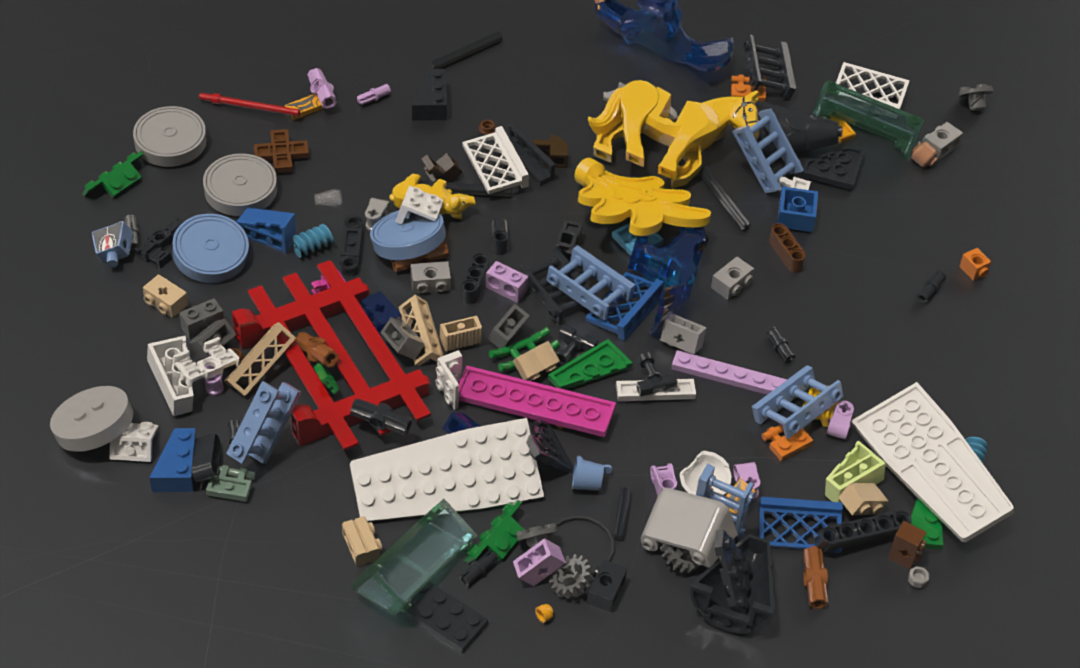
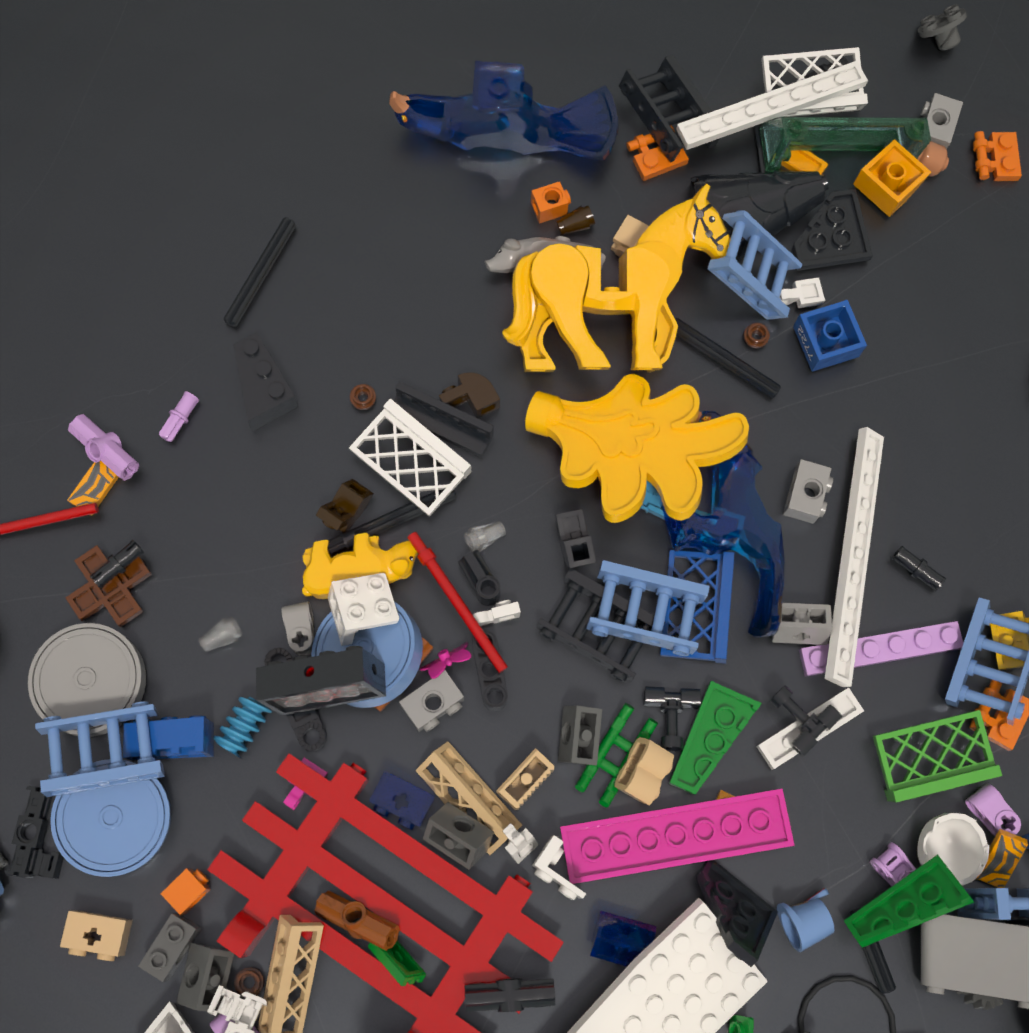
camera: 30 degrees left, 25 degrees up
(222, 219) = (117, 771): none -> medium blue fence
(229, 298) = (186, 890): none -> orange brick
(293, 138) = (117, 564): none -> black pin
(372, 223) = (320, 681): none -> black brick
(433, 359) = (519, 843): none -> white plate
(452, 259) = (445, 659): none -> dark pink piece
(473, 206) = (427, 558): none -> red bar
(499, 254) = (502, 612): none -> white plate
(506, 281) = (534, 655): lavender brick -> none
(515, 217) = (483, 536): none -> clear cone
(654, 482) = (910, 902): none -> green wing
(665, 81) = (546, 211): none -> orange brick
(678, 98) = (577, 220): none -> dark brown cone
(736, 453) = (935, 780): none -> bright green fence
(739, 317) = (854, 558): none -> white plate
(752, 195) = (761, 330): none -> reddish brown plate
(787, 248) = (842, 392): reddish brown beam -> none
(814, 82) = (771, 105): none -> white plate
(890, 151) = (891, 177): none -> light orange slope
(977, 177) = (1004, 156): none -> orange plate

